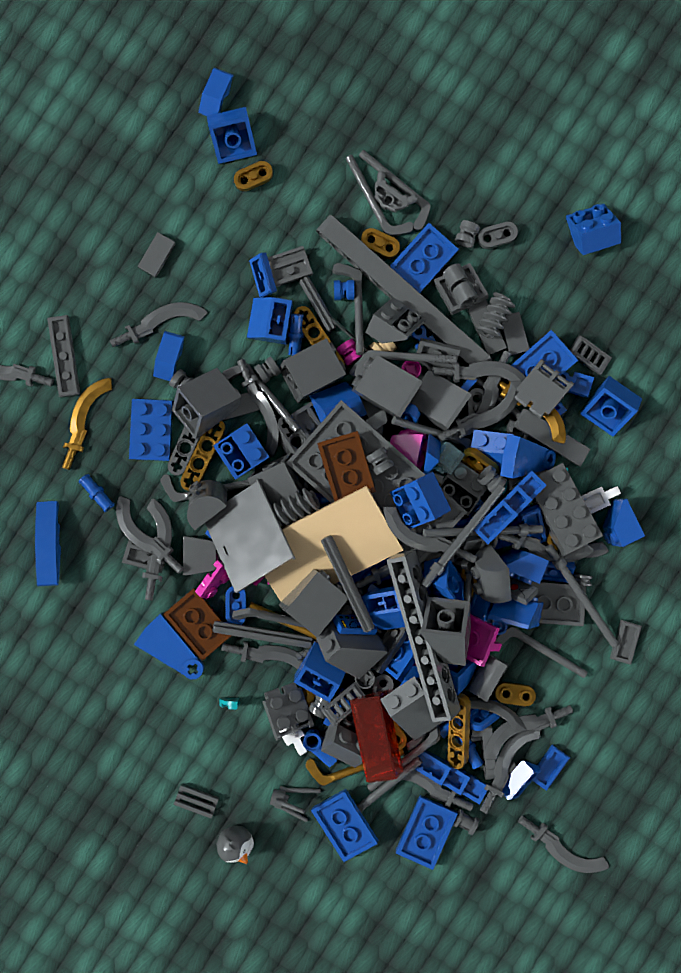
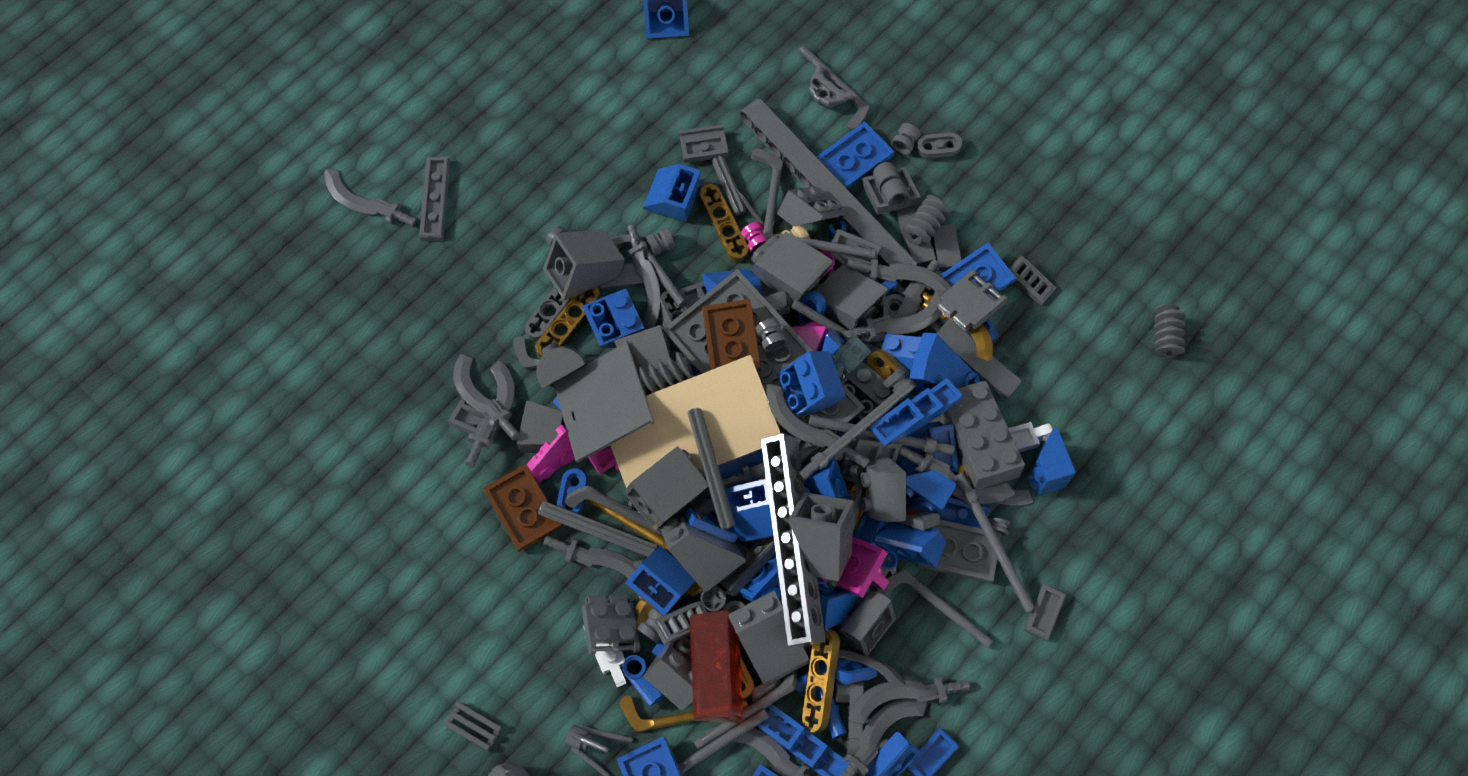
camera: 10 degrees right, 20 degrees down
(47, 543) = (365, 389): blue slope -> none
(78, 418) = (435, 263): pearl gold sword -> none
(96, 493) = (436, 343): blue pin -> none
(151, 430) = (514, 287): blue plate -> none
(156, 255) = (560, 113): dark grey tile -> none
(157, 317) = (548, 174): dark grey sword -> none
(168, 355) = (552, 208): blue slope -> none
(169, 647) = (479, 526): blue piece -> none
(231, 703) = (542, 608): teal tile -> none
(252, 173) = (680, 53): pearl gold plate -> none
(263, 275) = (673, 145): blue tile -> none
(295, 334) = (698, 210): blue pin -> none
(312, 370) = (709, 245): dark grey slope -> none
(343, 290) = (755, 174): blue wheel -> none
(381, 242) = (809, 134): pearl gold plate -> none
(403, 229) = (820, 125): dark grey piece -> none
(515, 694) = (898, 655): pearl gold plate -> none
(582, 383) = (1016, 309): blue plate -> none
(594, 229) = (1048, 153): blue slope -> none
(611, 406) = (1050, 337): blue slope -> none

